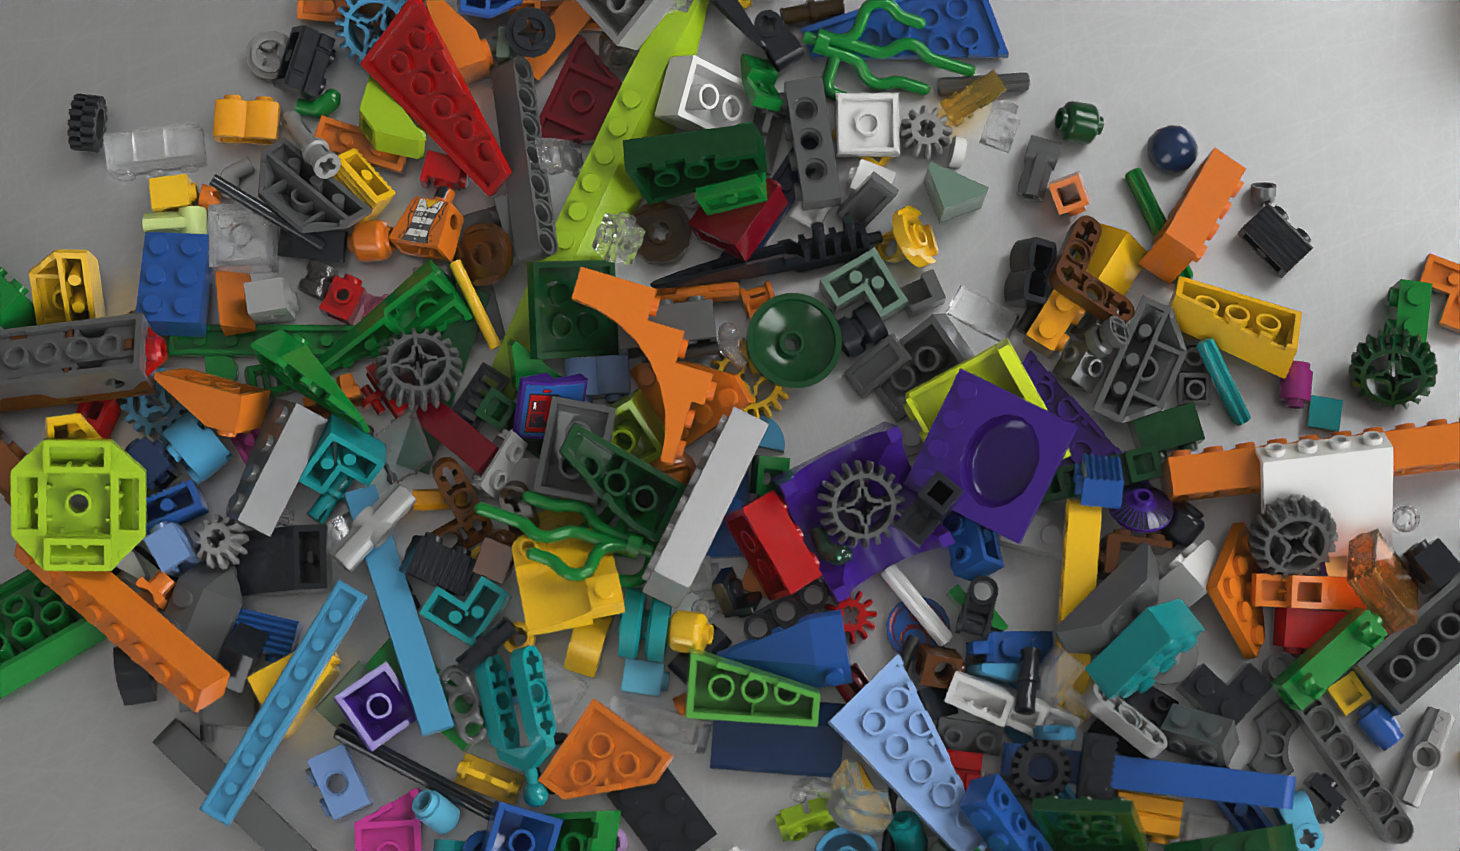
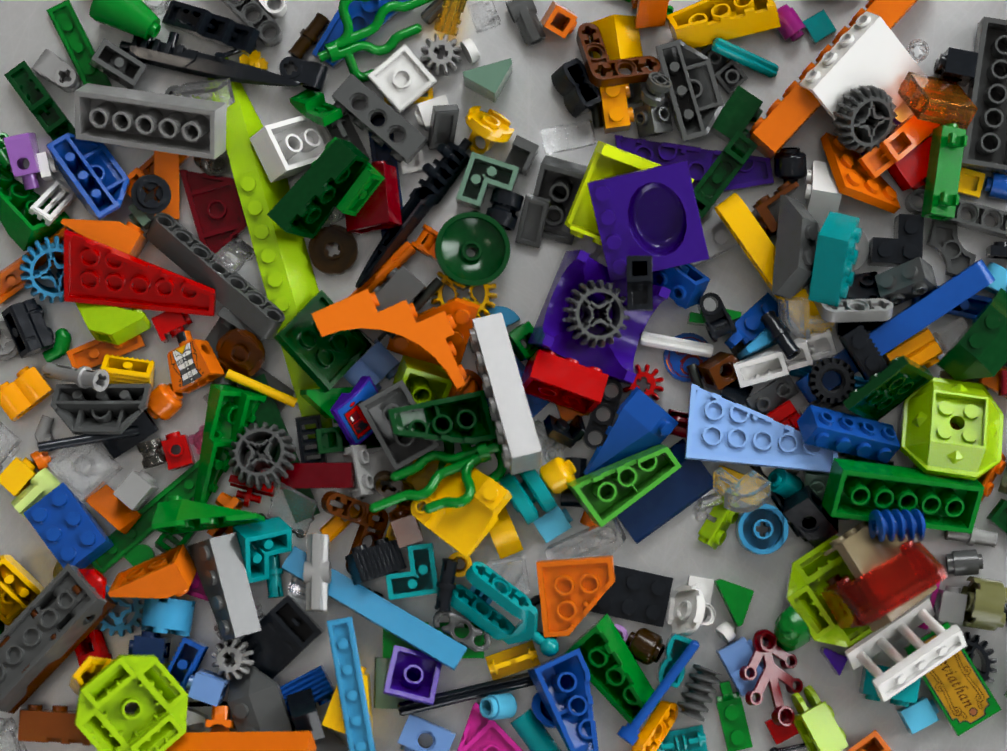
camera: 40 degrees left, 5 degrees up
(618, 238) = (313, 275): clear brick -> none
(729, 345) = (436, 284): clear arm -> none
(830, 551) = (599, 357): clear green arm -> none
(1054, 732) = (821, 352): dark azure tile -> none
(1099, 481) = (724, 181): blue brick -> none
(1143, 509) = (760, 175): dish -> none

